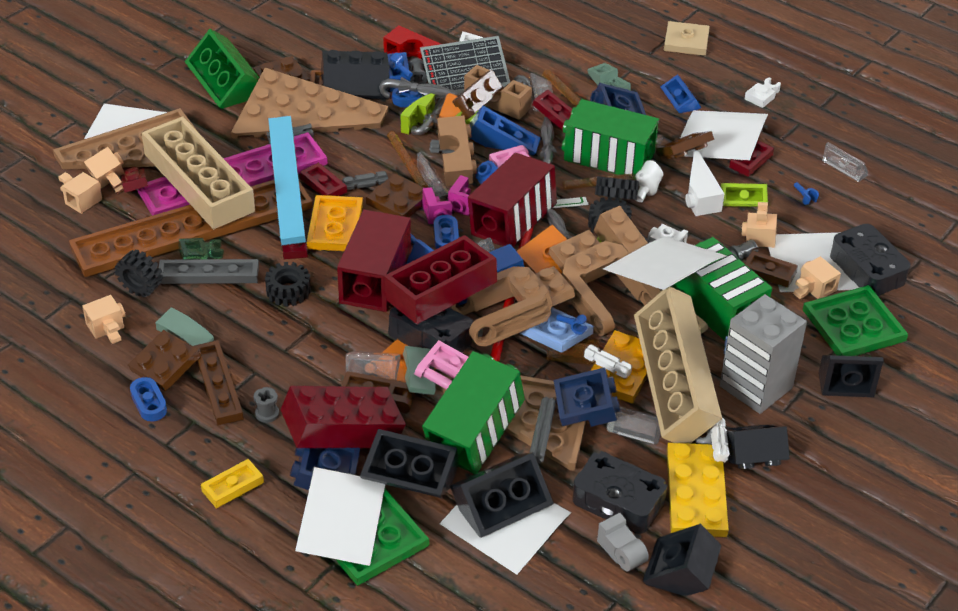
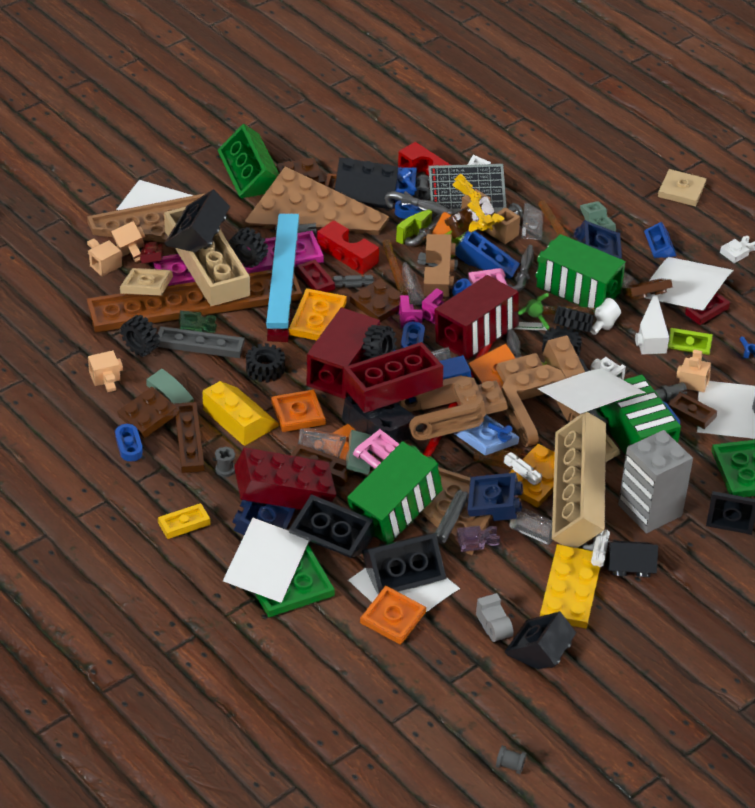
camera: 10 degrees right, 0 degrees up
(134, 212) = (146, 281): none -> tan plate
(184, 138) = (199, 223): none -> black slope
(248, 151) = (257, 247): none -> black tyre
(267, 345) = (237, 412): none -> yellow slope
(337, 332) = (298, 410): none -> orange plate
(365, 152) = (358, 256): none -> red arch
(414, 242) = (378, 341): none -> black tyre
(497, 97) = (484, 221): none -> yellow piece
(503, 558) = (393, 615): none -> orange plate
(552, 108) = (535, 236): dark red plate -> none
(571, 182) = (535, 309): none -> bright green plant
(574, 451) = (475, 539): none -> clear purple plate
(615, 487) = (504, 573): black axle -> none
(817, 278) = (732, 425): light nougat brick -> none

